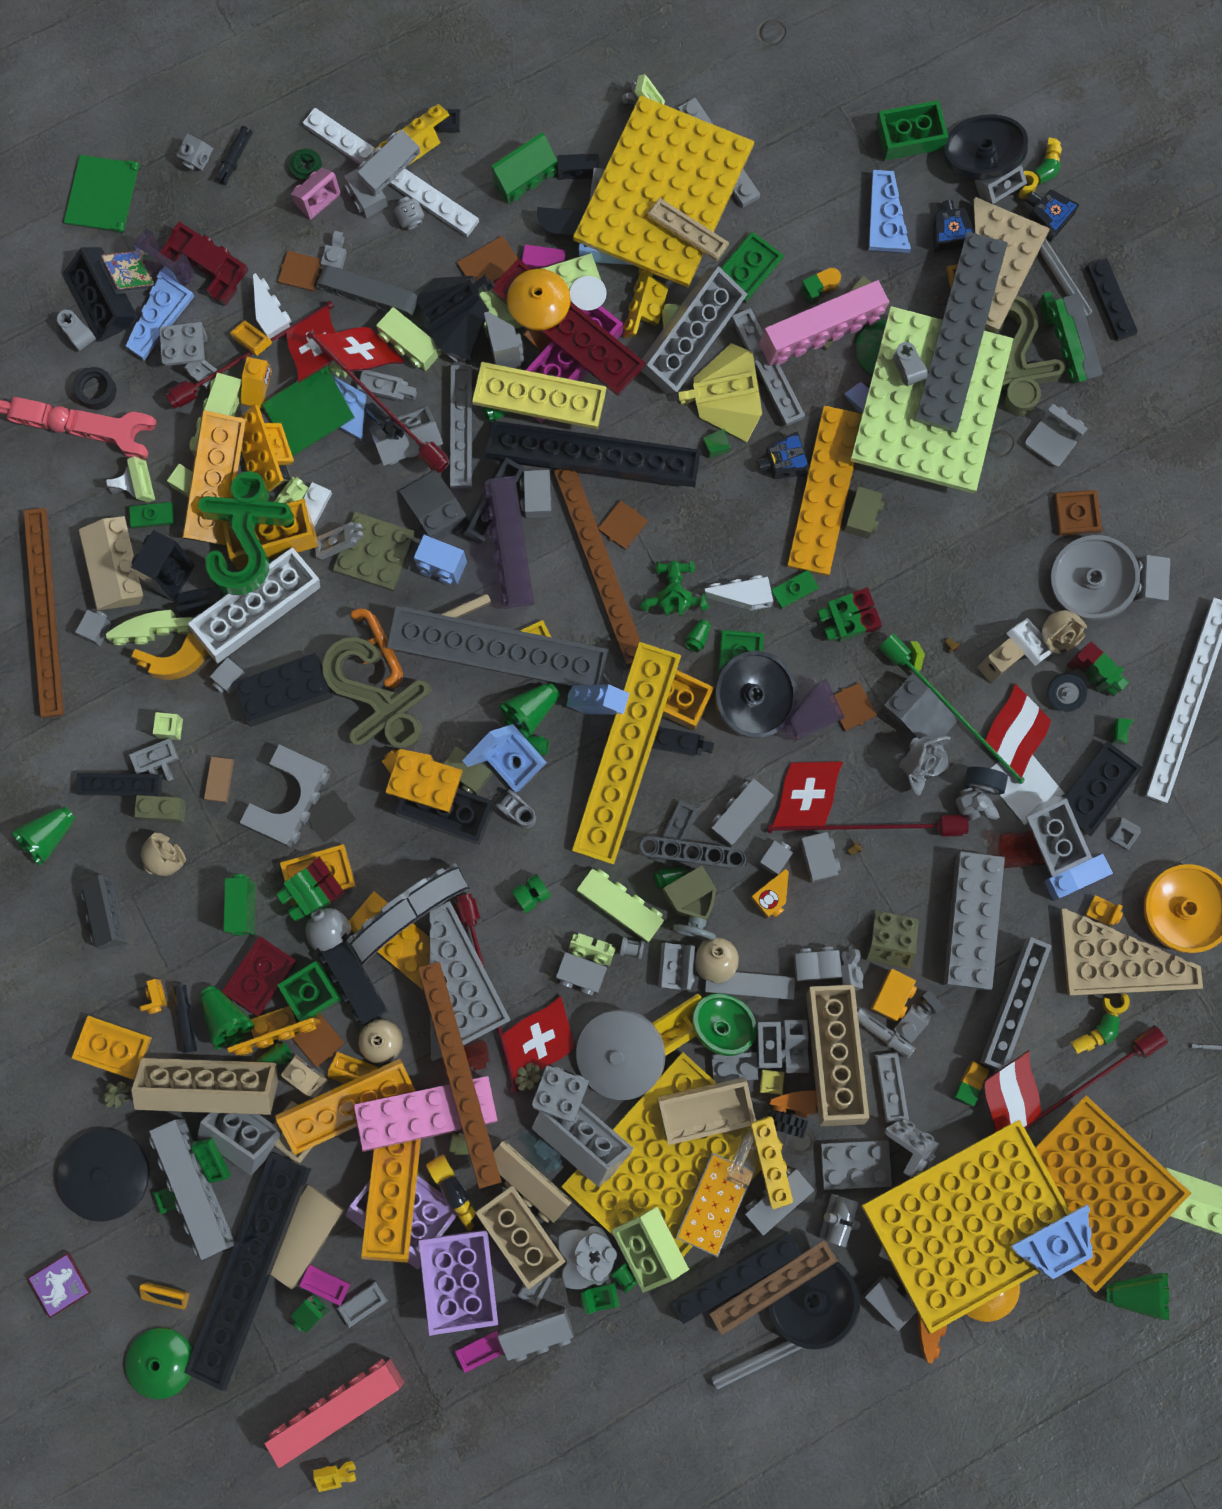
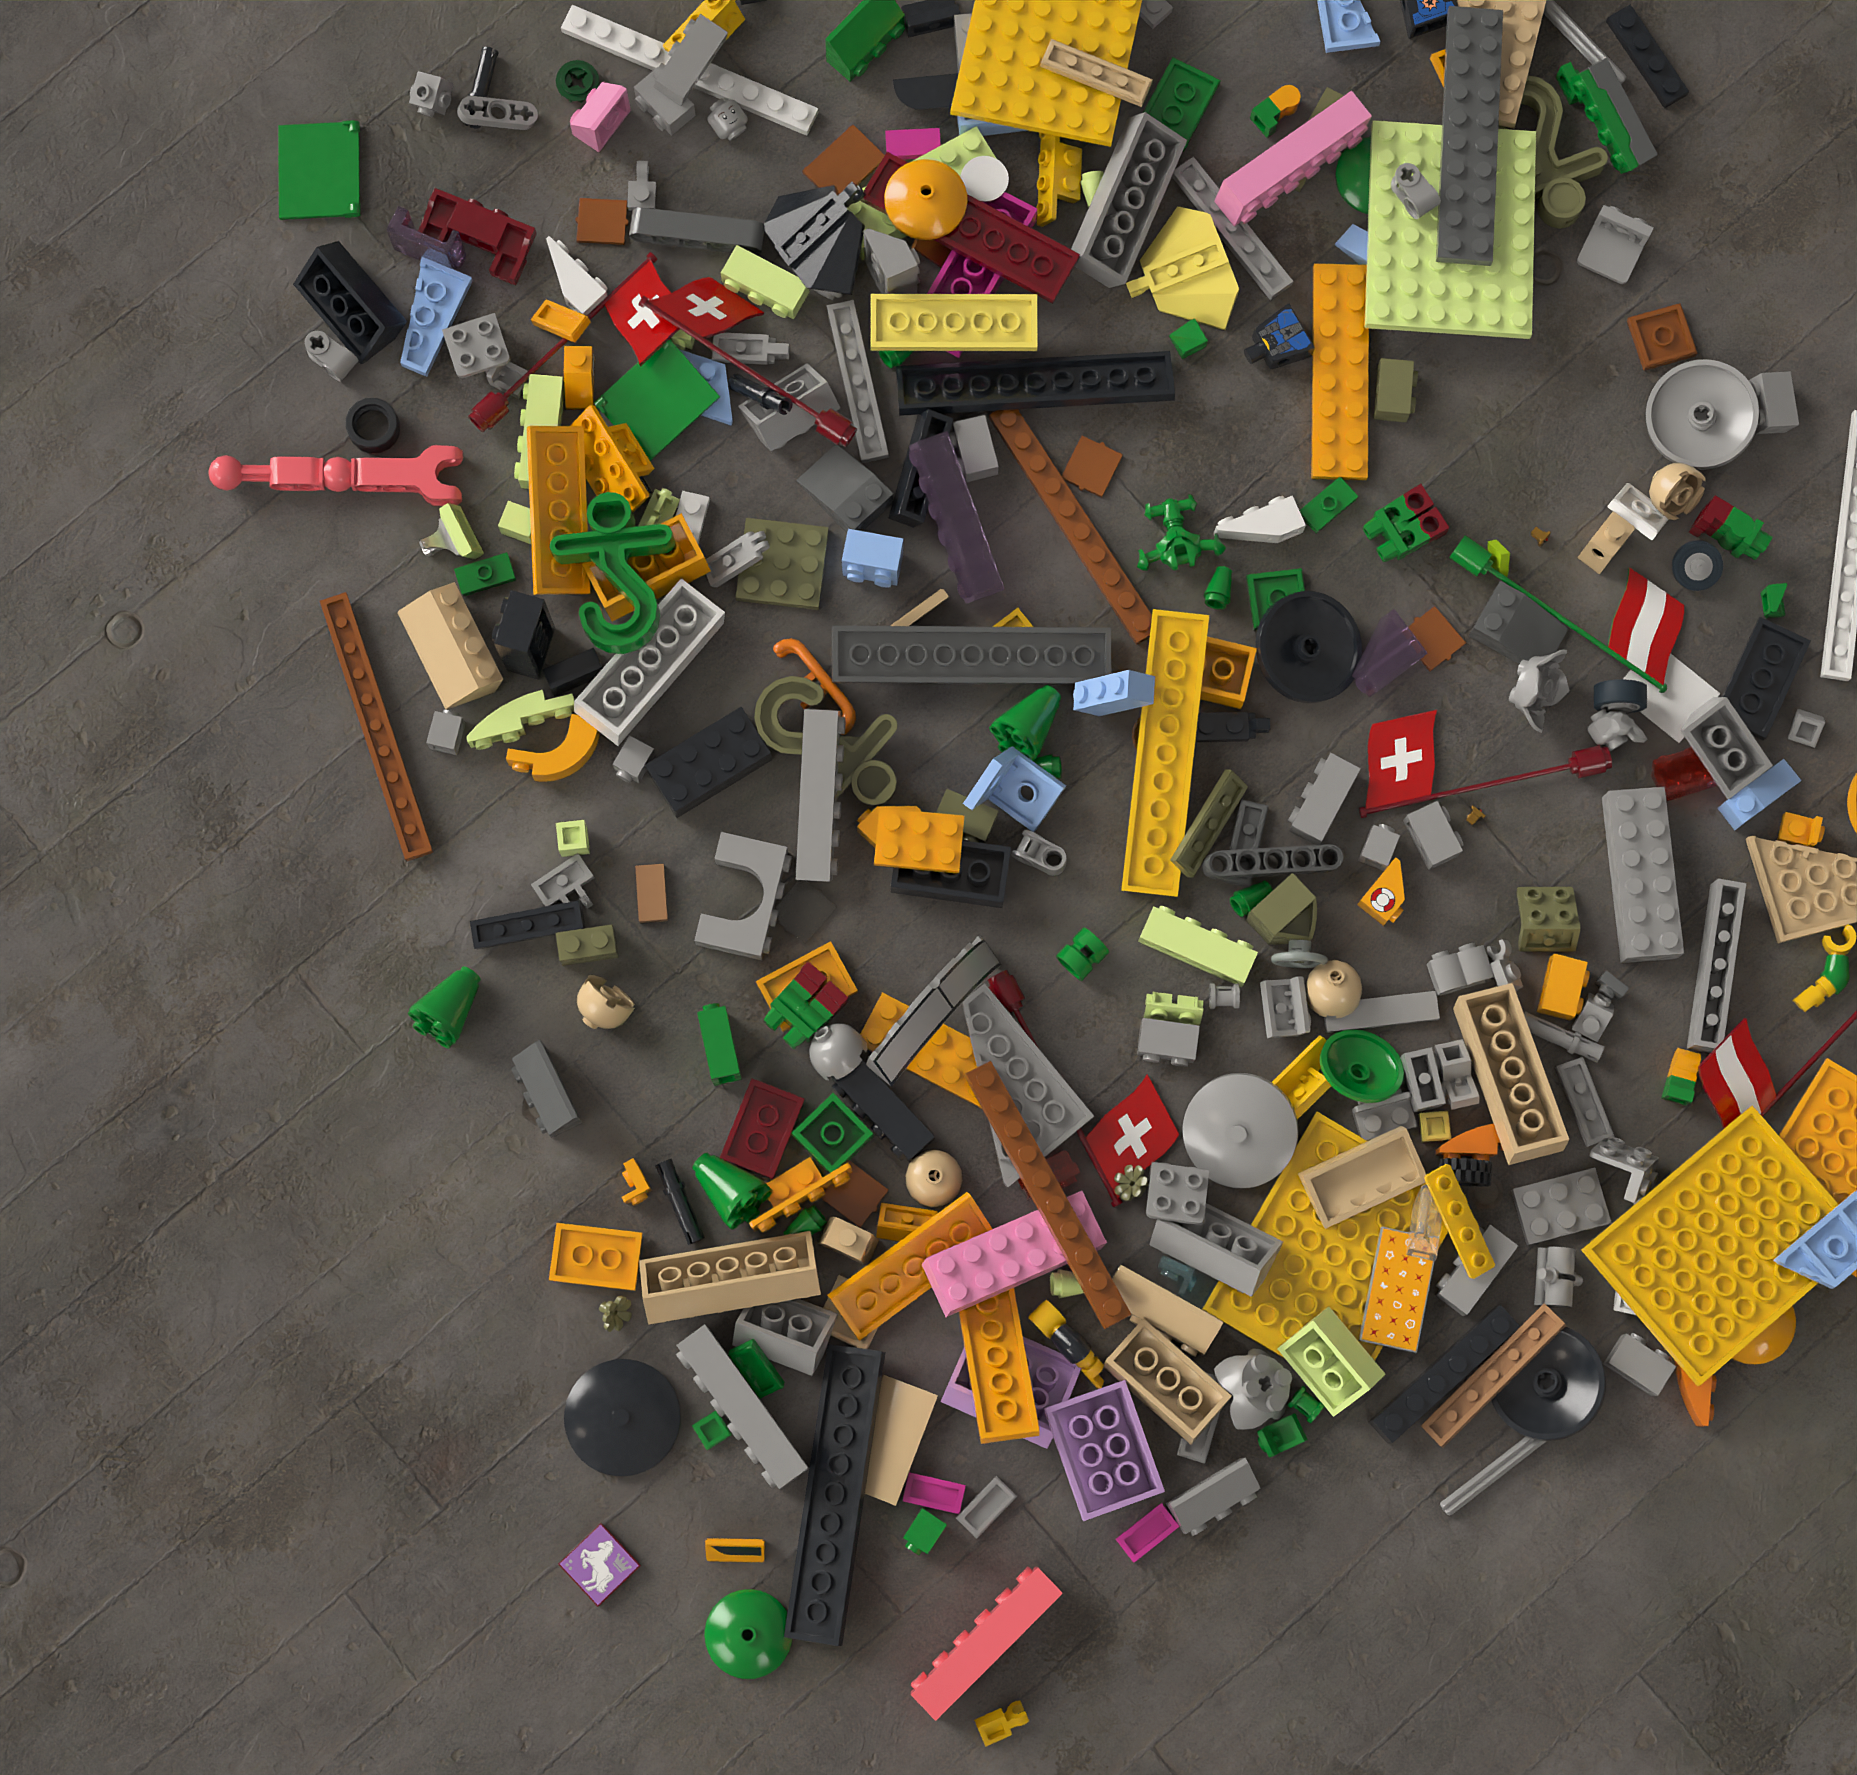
camera: 15 degrees left, 0 degrees up
(126, 272) = (379, 266): tile -> none
(253, 186) = (488, 120): none -> light grey beam
(357, 731) = (819, 795): none -> light grey brick
(649, 813) = (1209, 823): none -> olive tile

